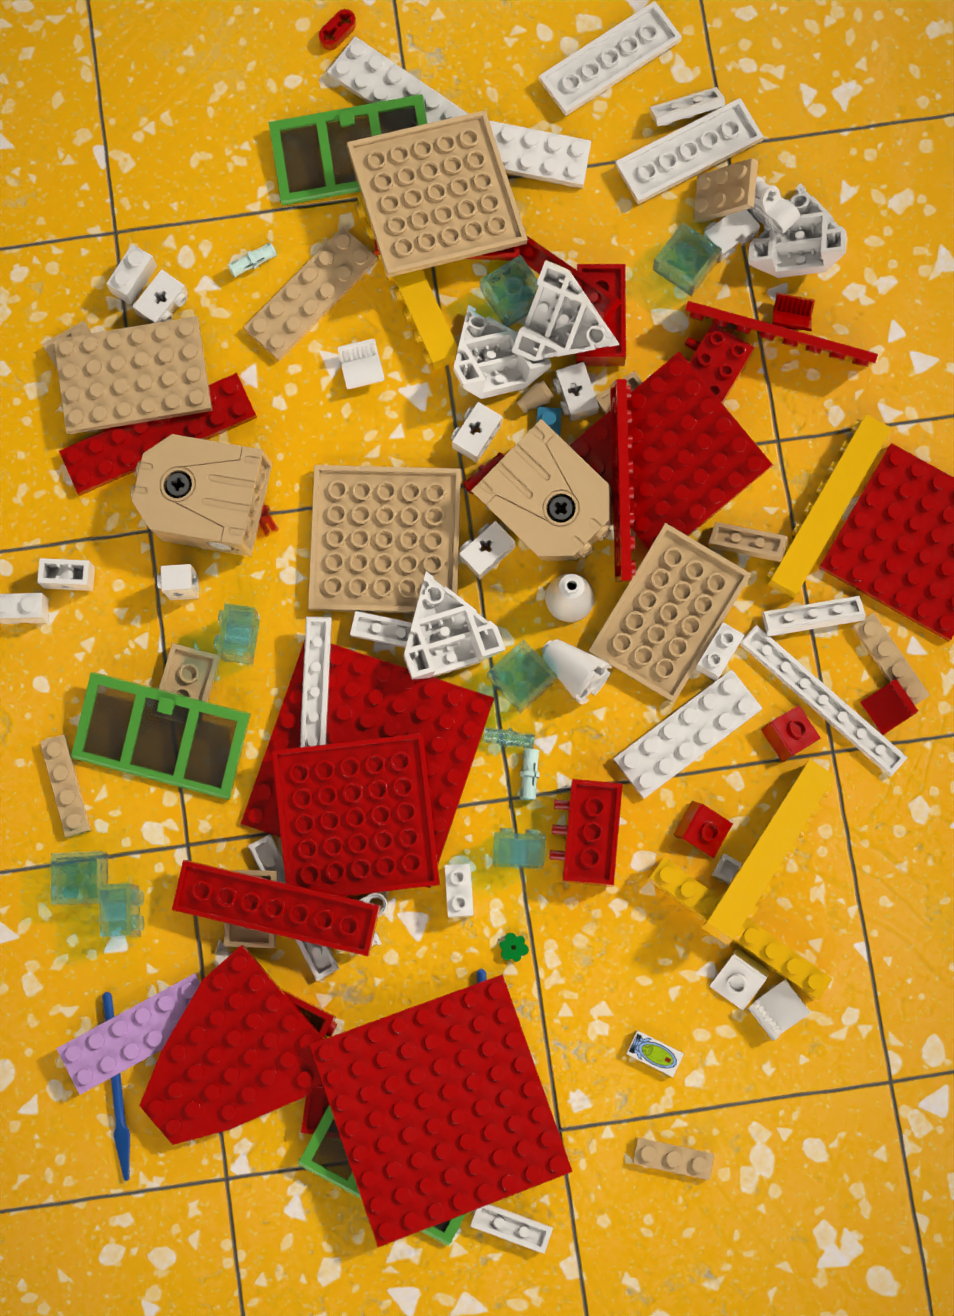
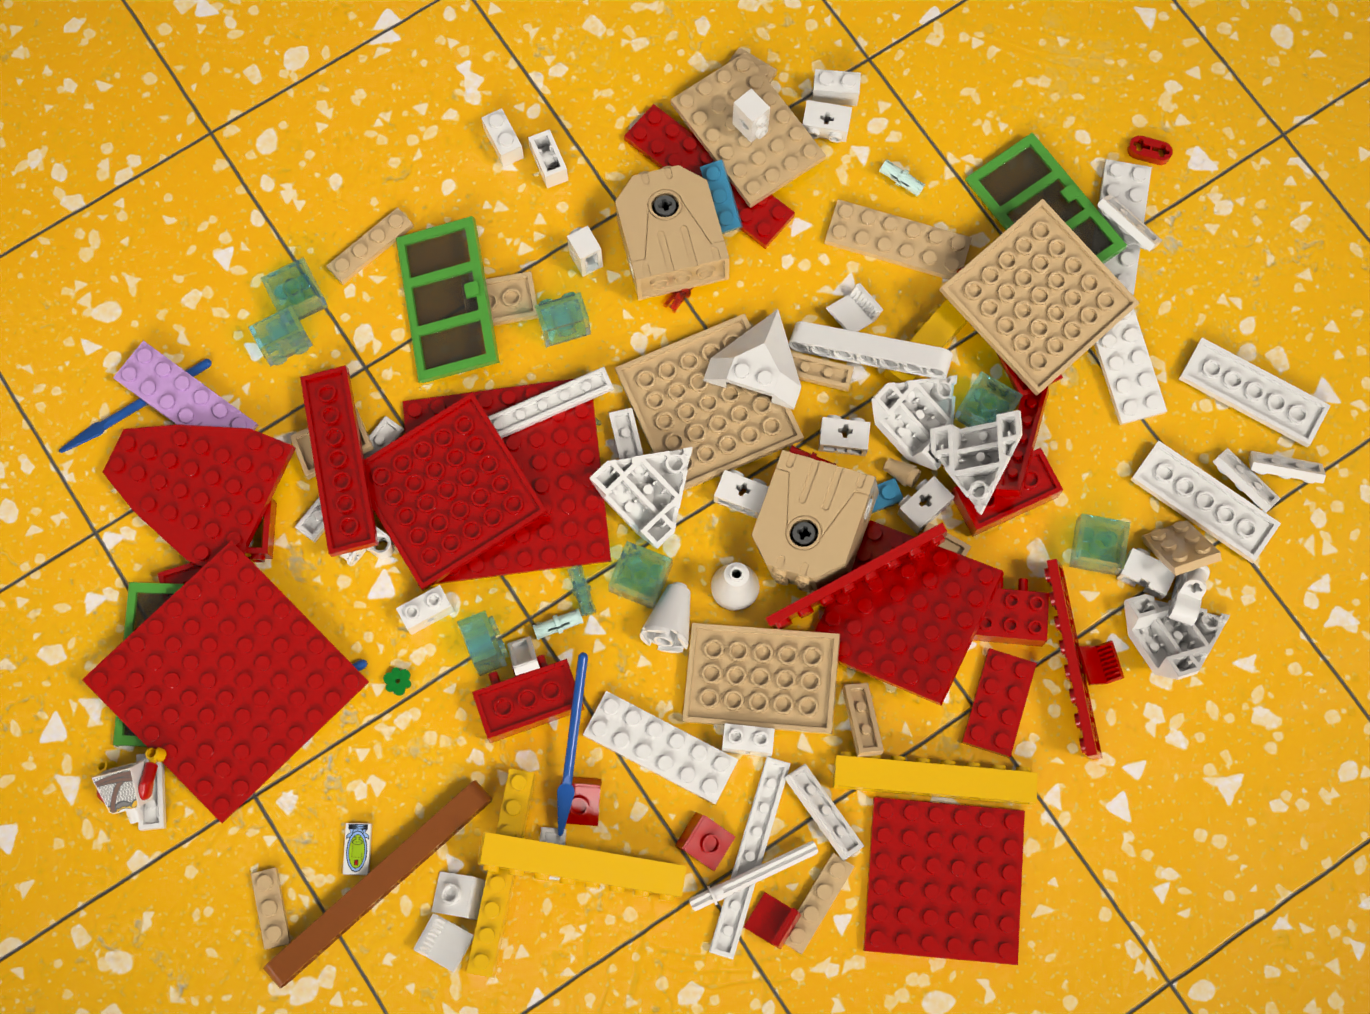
camera: 60 degrees right, 5 degrees down
(129, 362) = (751, 115): none -> white brick
(166, 425) = (722, 196): none -> dark azure plate
(371, 474) = (759, 362): none -> white wedge
(401, 427) = (823, 371): none -> tan plate
(402, 81) = (1129, 223): none -> white plate
(410, 367) = (871, 350): none -> white beam
(500, 1246) = (128, 785): none -> torso
(548, 818) = (523, 655): none -> white tile
(691, 835) = (566, 791): none -> blue piece
(692, 66) = (1286, 467): none -> white plate
(697, 1048) = (377, 884): none -> dark orange beam
(785, 417) = (999, 703): none -> red plate
(844, 715) = (752, 876): none -> white axle

